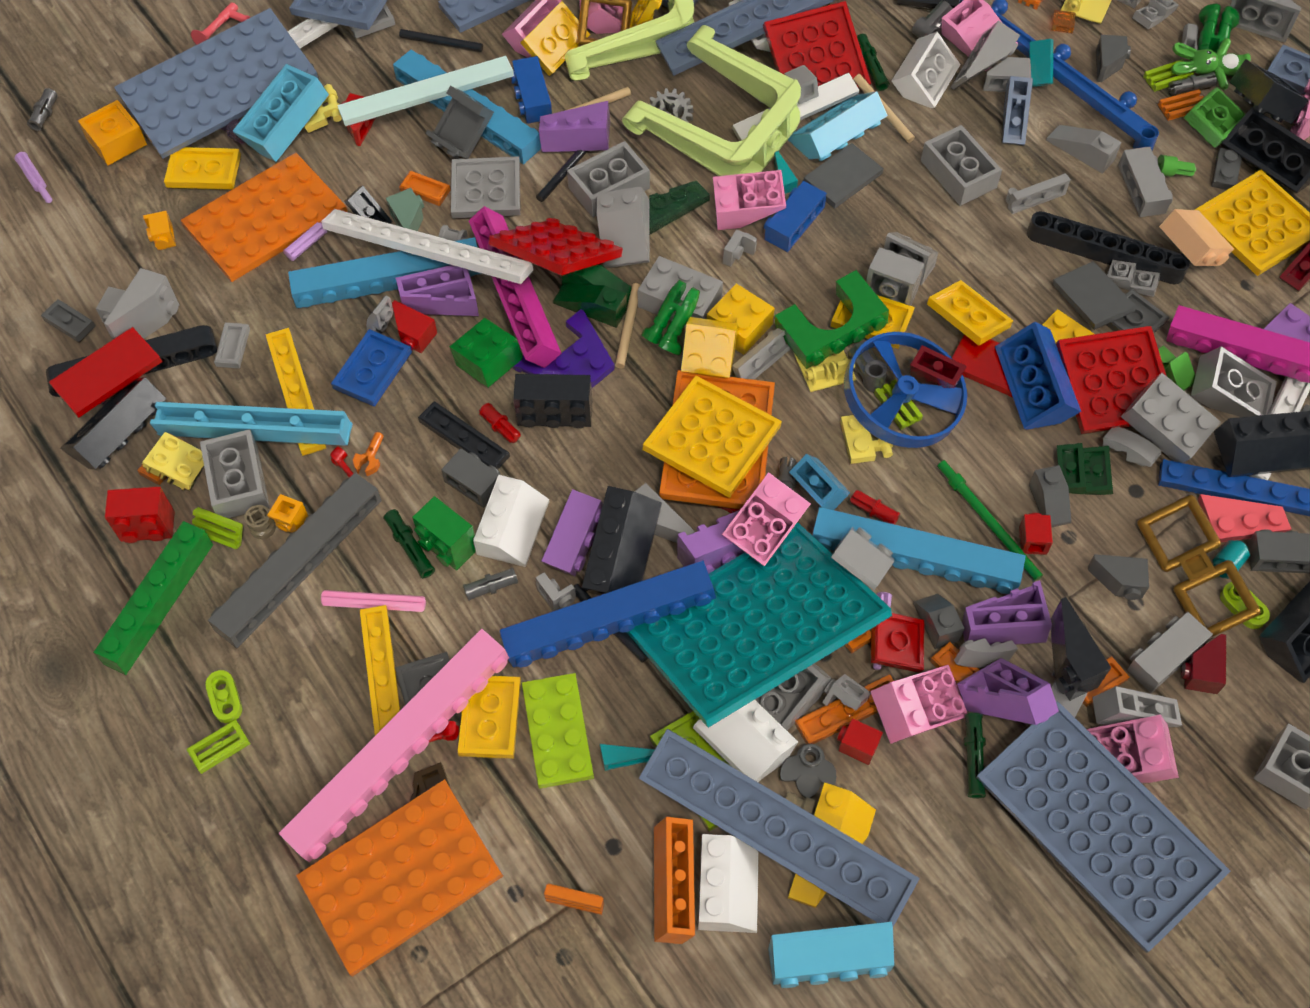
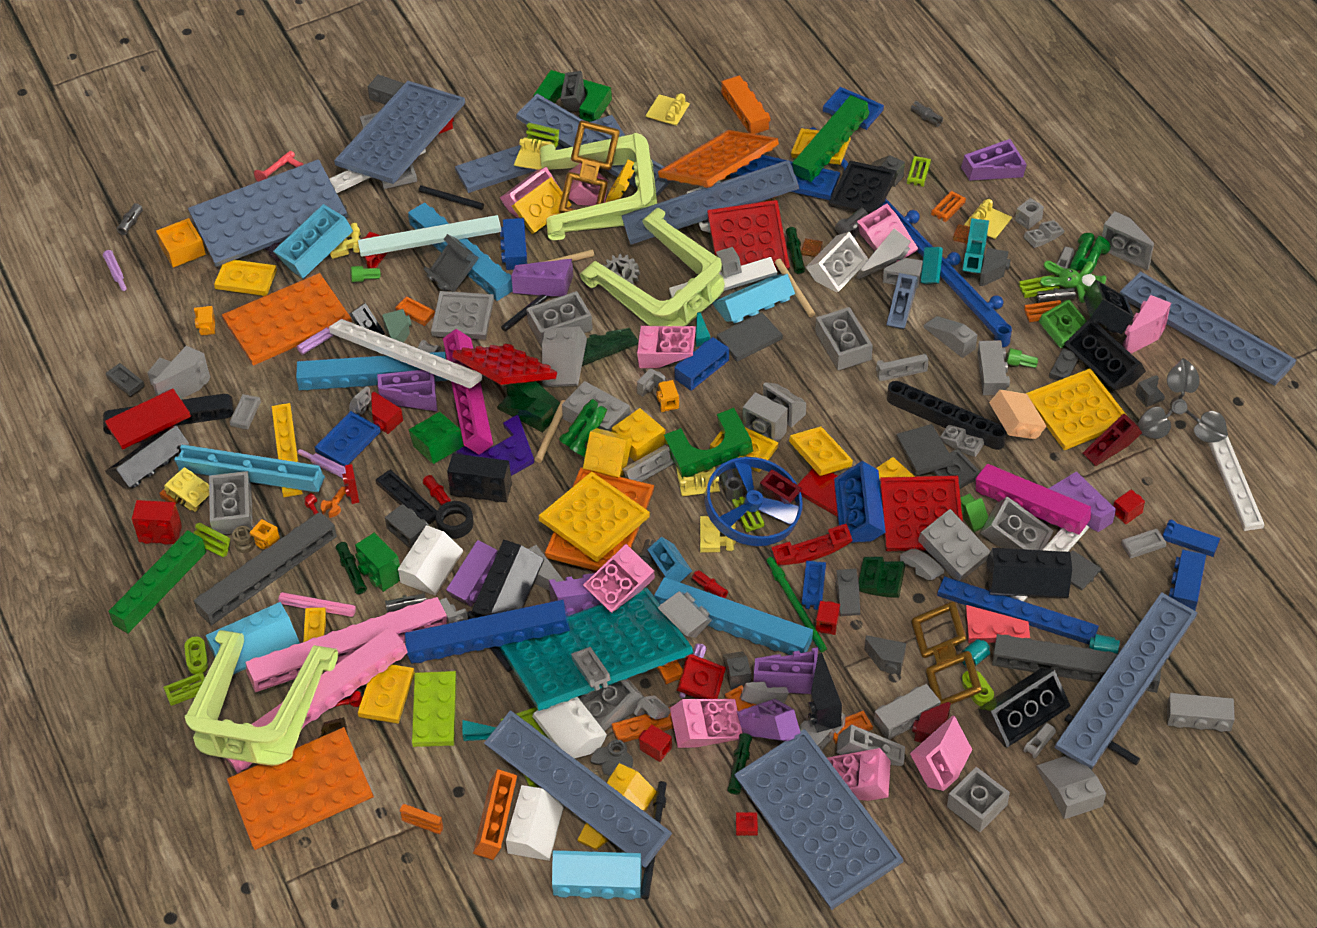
camera: 10 degrees right, 10 degrees down
(296, 664) = (263, 633): none -> medium azure slope
(345, 148) = (358, 274): none -> bright green piece
(346, 830) = (245, 742): none -> yellowish green piece
(348, 403) = (324, 463): none -> lavender axle
(388, 429) = (349, 481): none -> red plate
(419, 659) = (286, 663): none -> bright pink brick
(526, 443) = (455, 507): none -> black tyre
(763, 262) = (667, 396): none -> light orange brick
(765, 656) = (591, 668): none -> light grey hinge
(884, 827) = (659, 803): none -> black bar
(890, 56) = (811, 247): none -> clear orange tile
(992, 441) = (814, 548): none -> red slope
(1005, 490) = (813, 584): none -> blue hinge
(1006, 842) = (746, 824): none -> red plate
(1084, 40) = (976, 245): none -> teal arch
(1236, 713) = (942, 755): none -> bright pink slope

